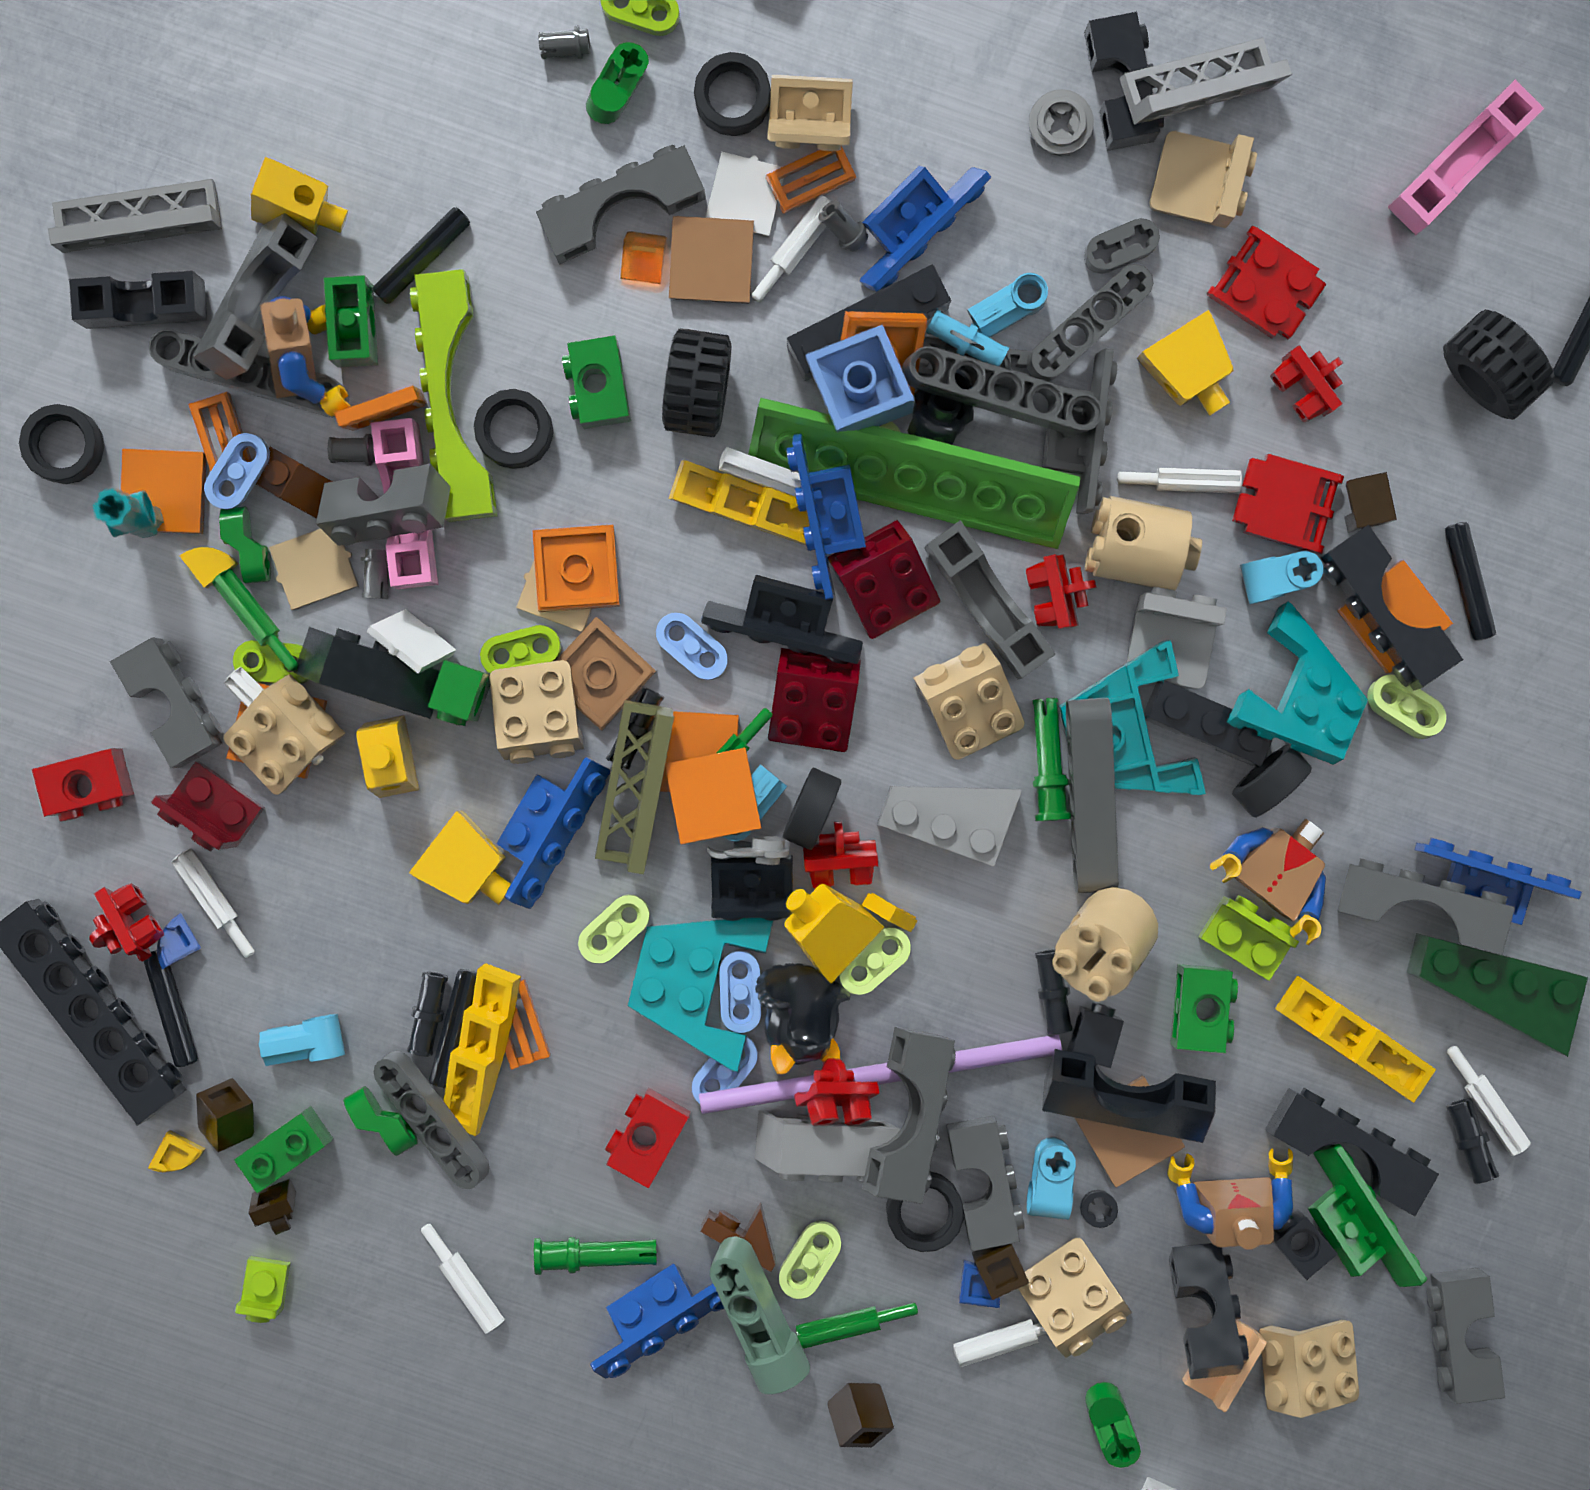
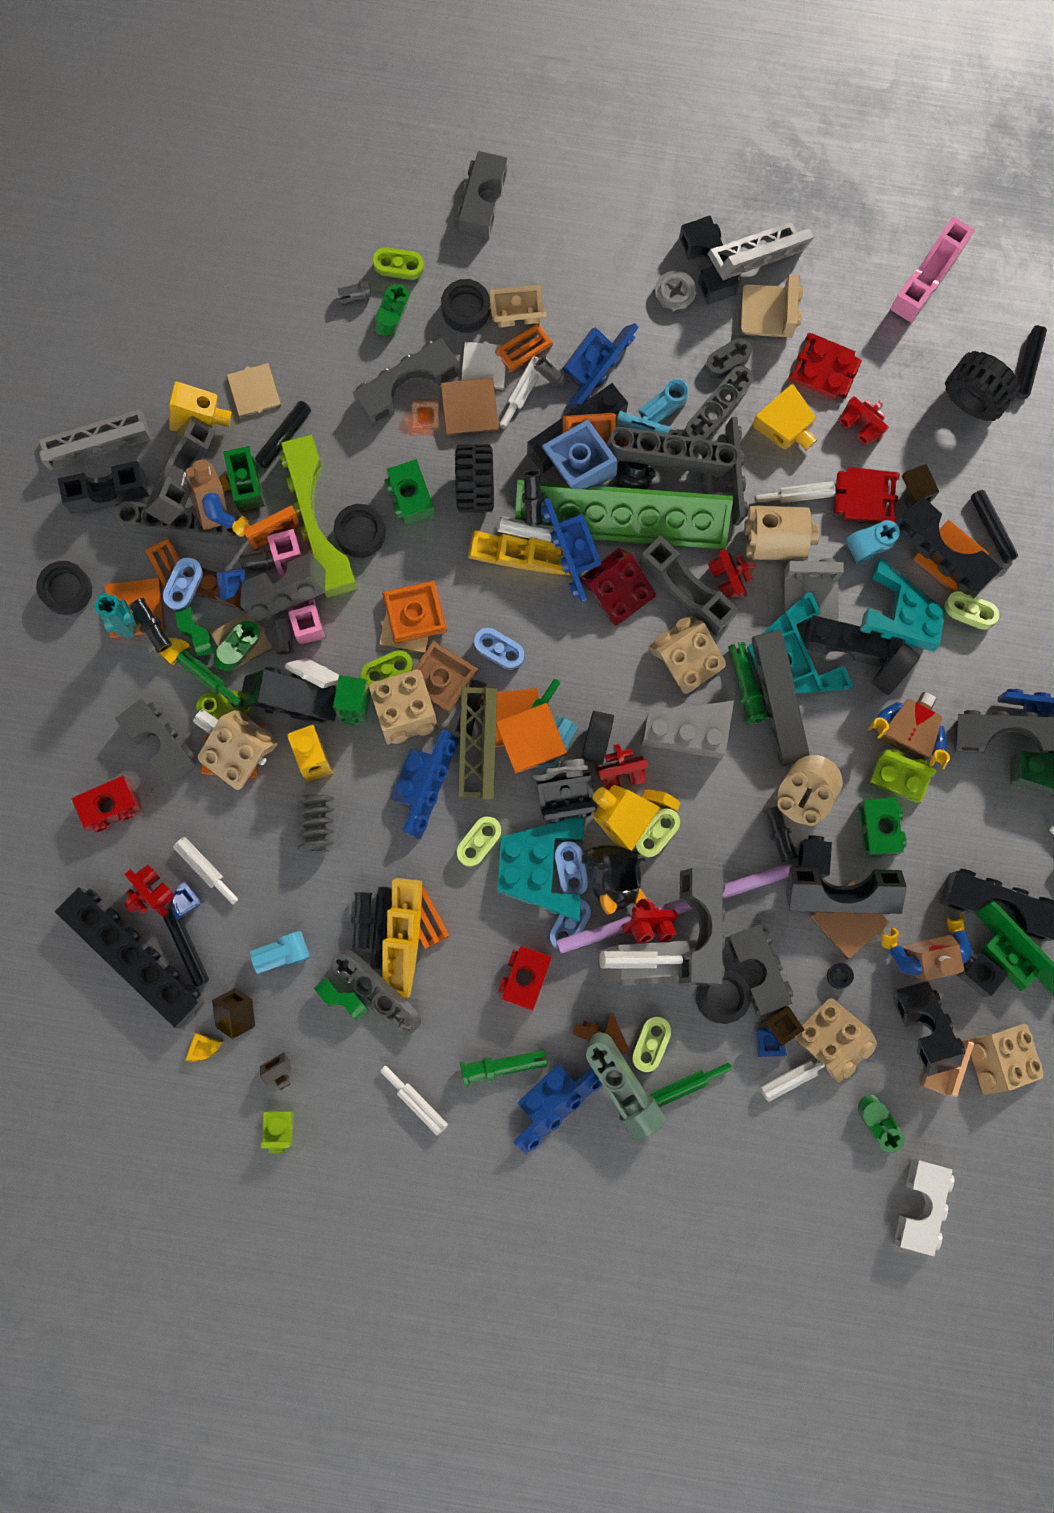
camera: 15 degrees left, 10 degrees down
(180, 526) = (150, 625): none -> black pin
(209, 808) = (196, 804): dark red bracket -> none
(283, 1149) = (277, 1029): green brick -> none
(288, 590) = (246, 637): none -> green piece
(306, 482) = (230, 582): none -> blue tile
(382, 862) = (315, 823): none -> dark grey piece
(388, 175) = (254, 390): none -> tan piece
(463, 862) = (370, 814): yellow torso -> none
(777, 431) = (532, 497): none -> black pin
(785, 616) = (557, 617): black bracket -> none
(804, 1150) = (635, 959): none -> white axle
(813, 701) = (586, 671): dark red bracket -> none
(860, 1415) = (706, 1147): dark brown panel -> none
(1051, 1187) = (805, 964): medium azure piece -> none
(1355, 1039) = (986, 831): yellow slope -> none

